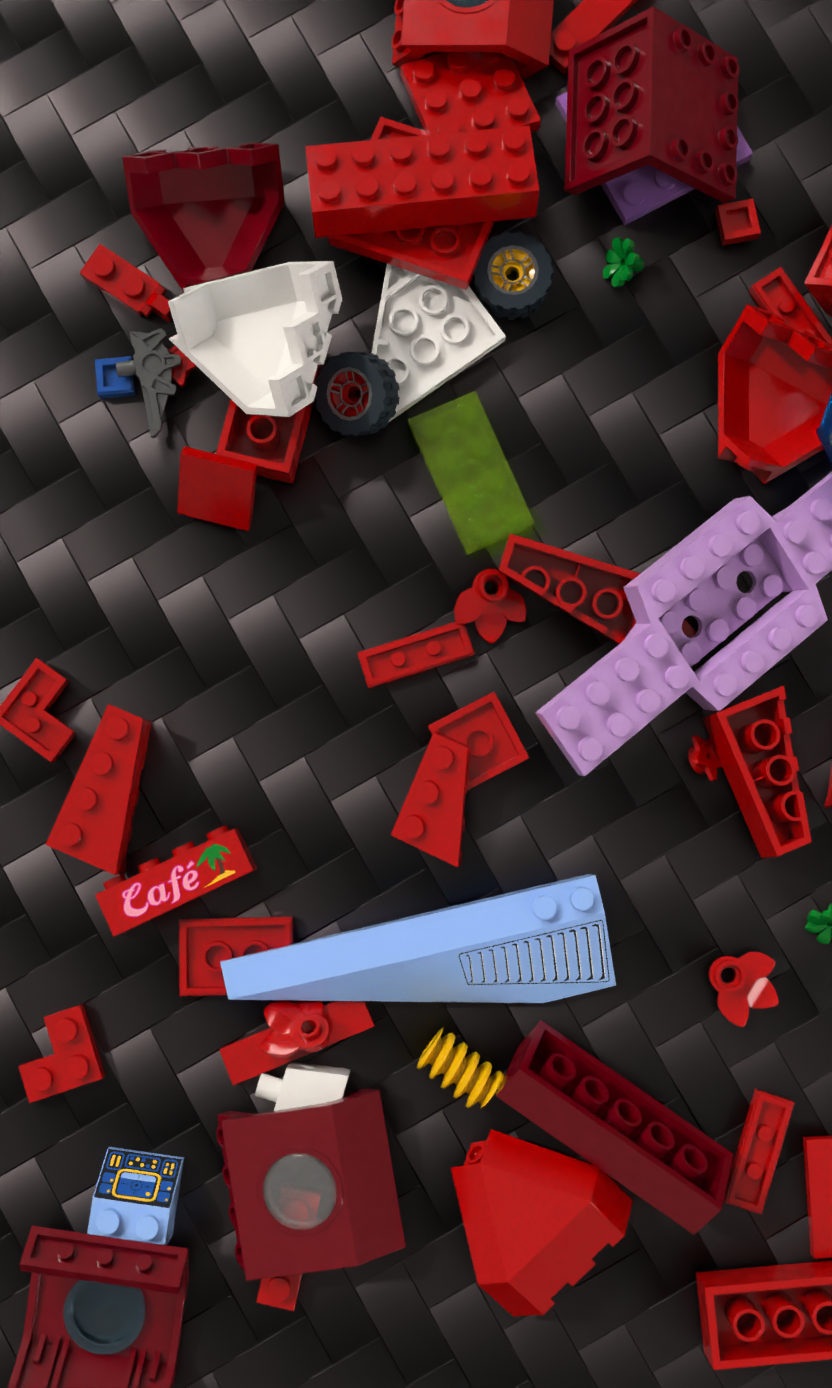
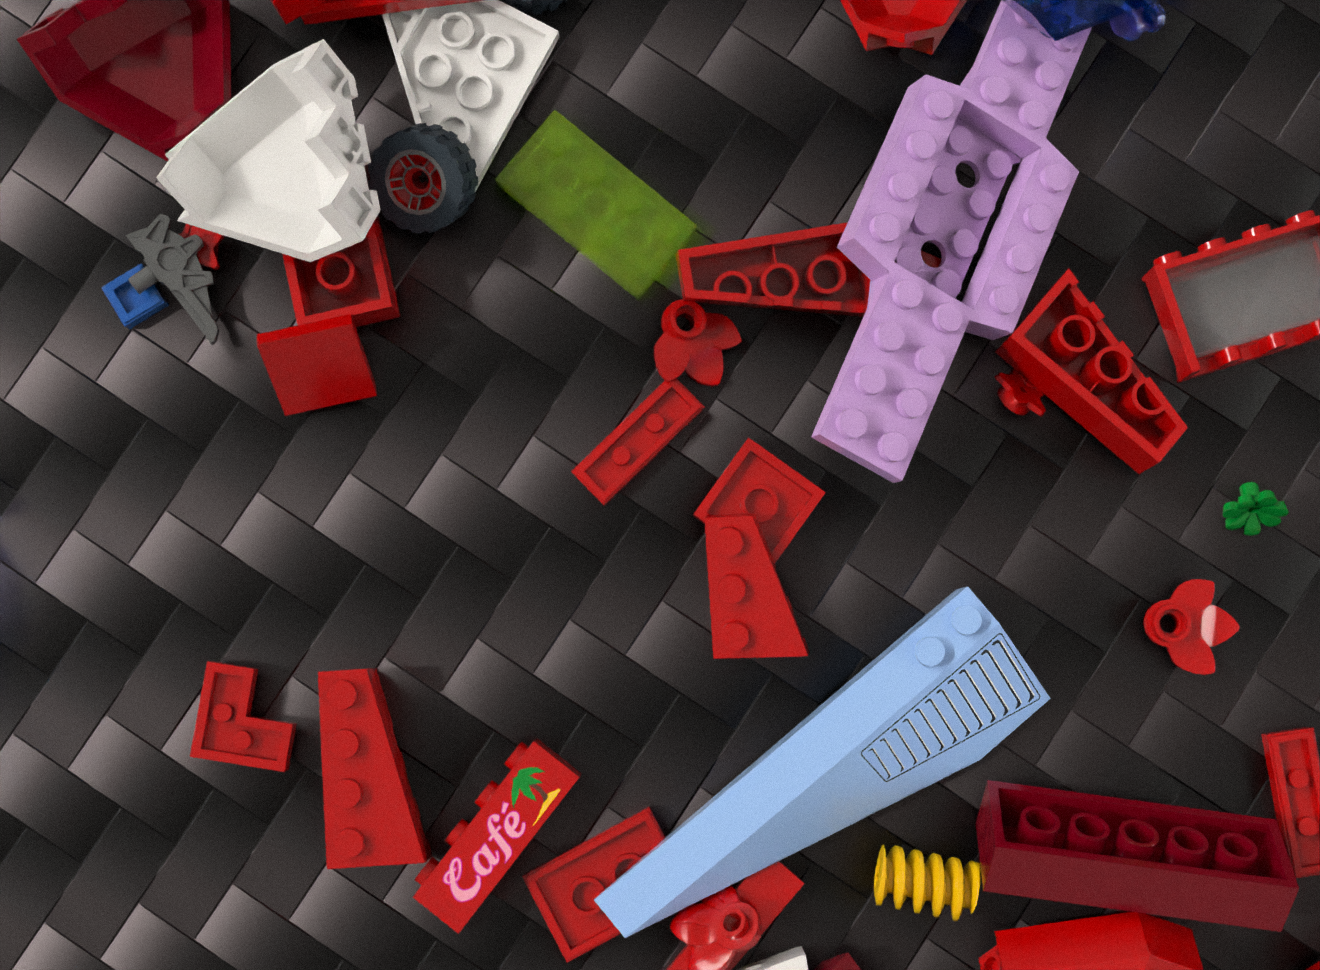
camera: 30 degrees left, 0 degrees up
(126, 284) = (94, 183): red hinge -> none

